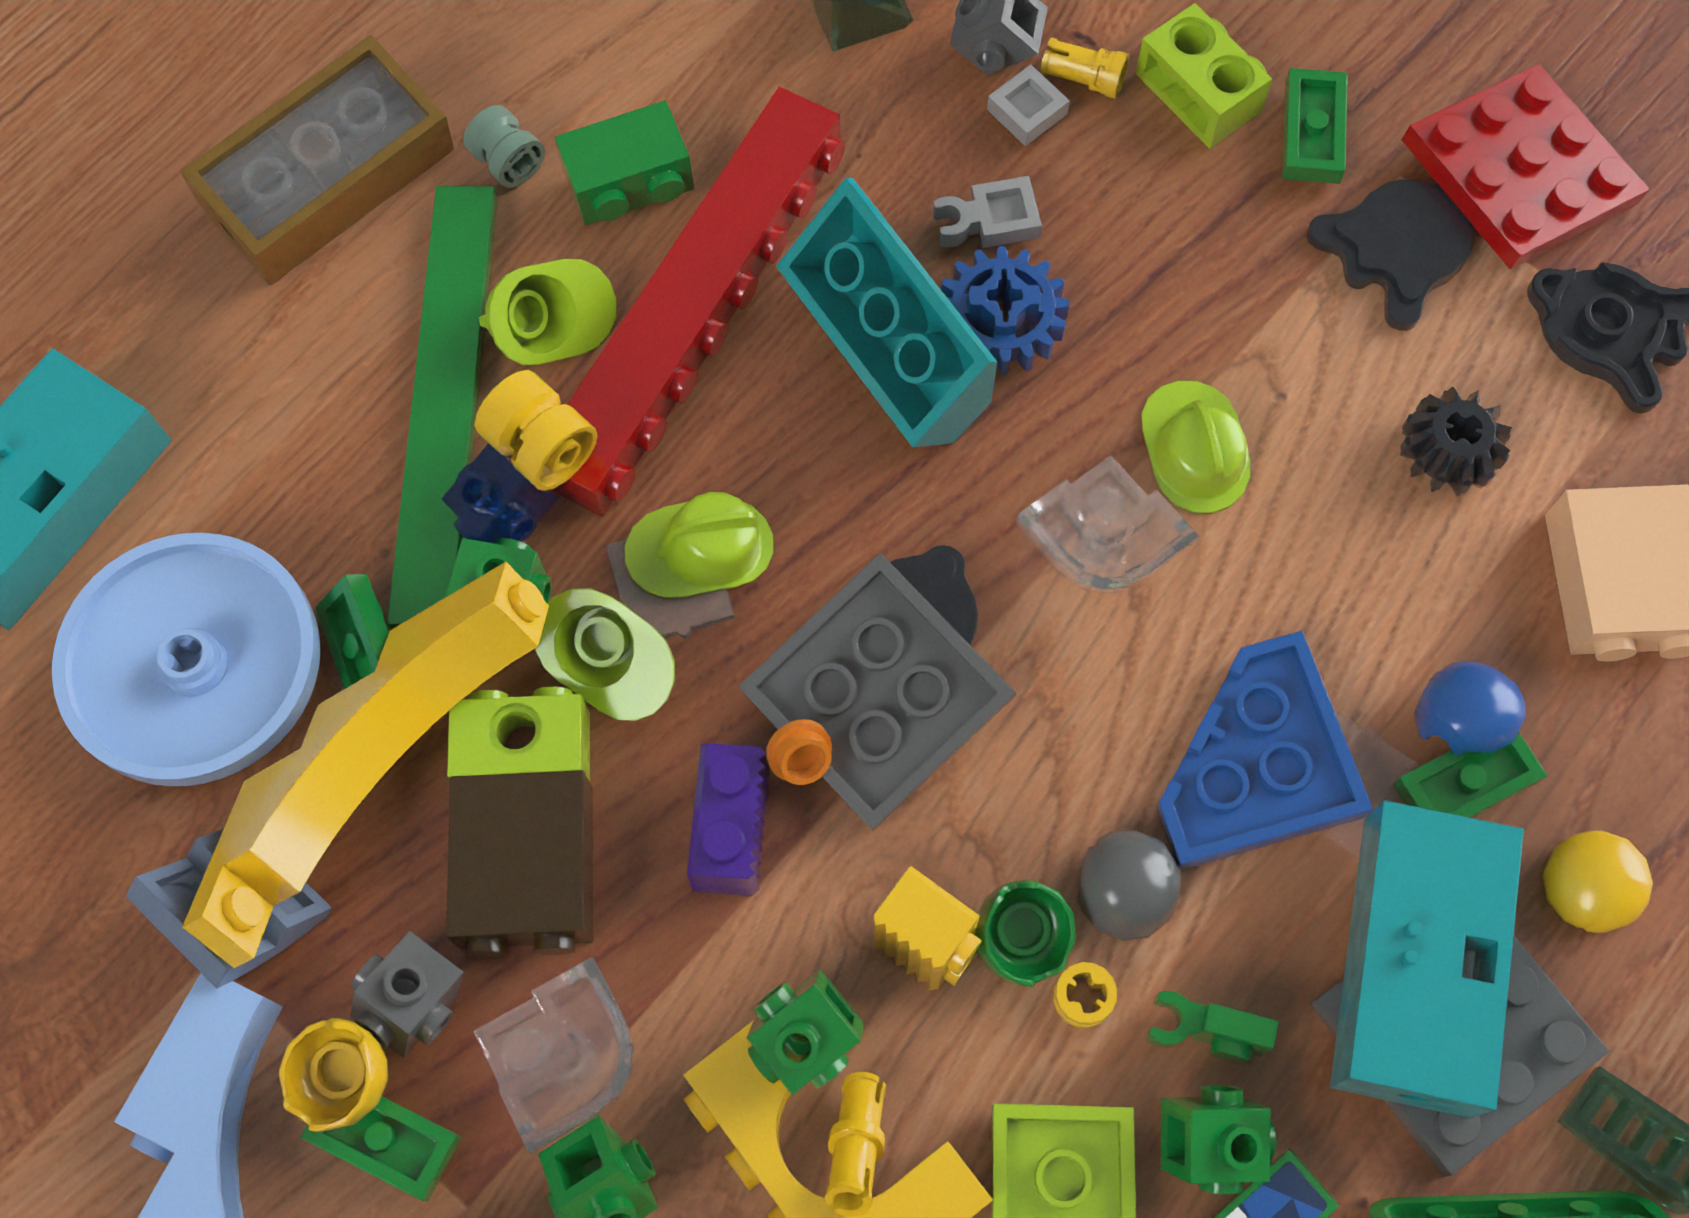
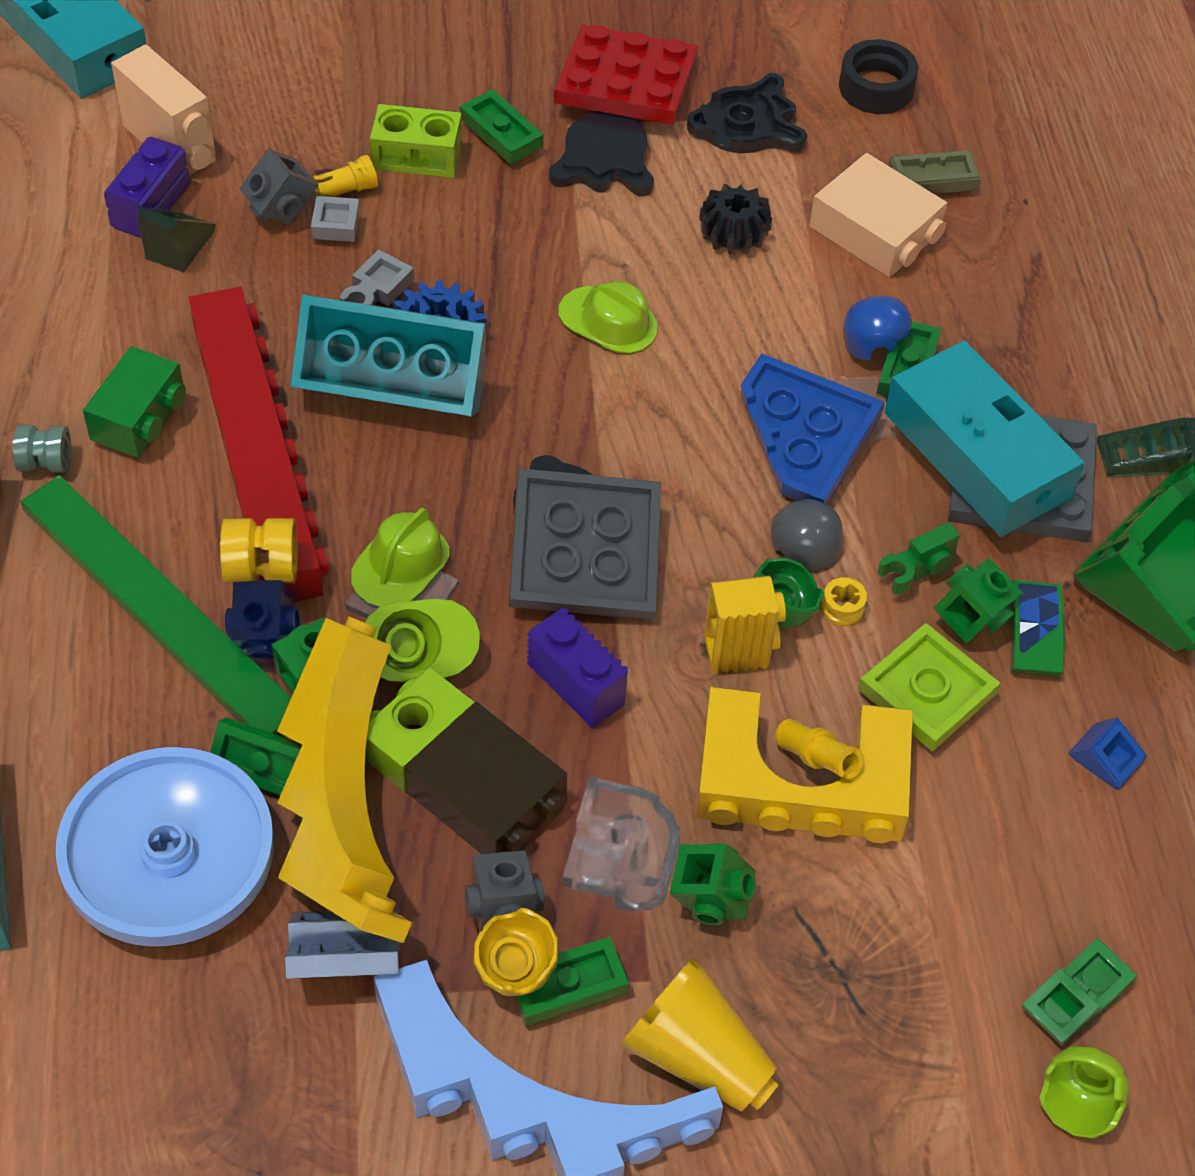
camera: 50 degrees left, 15 degrees down
(550, 311) = (174, 509): lime piece -> none
(799, 752) = (584, 595): orange plate -> none
(811, 1010) = (744, 701): green brick -> none
(1105, 530) = (617, 381): clear brick -> none
(1597, 881) = (1014, 355): yellow hair -> none

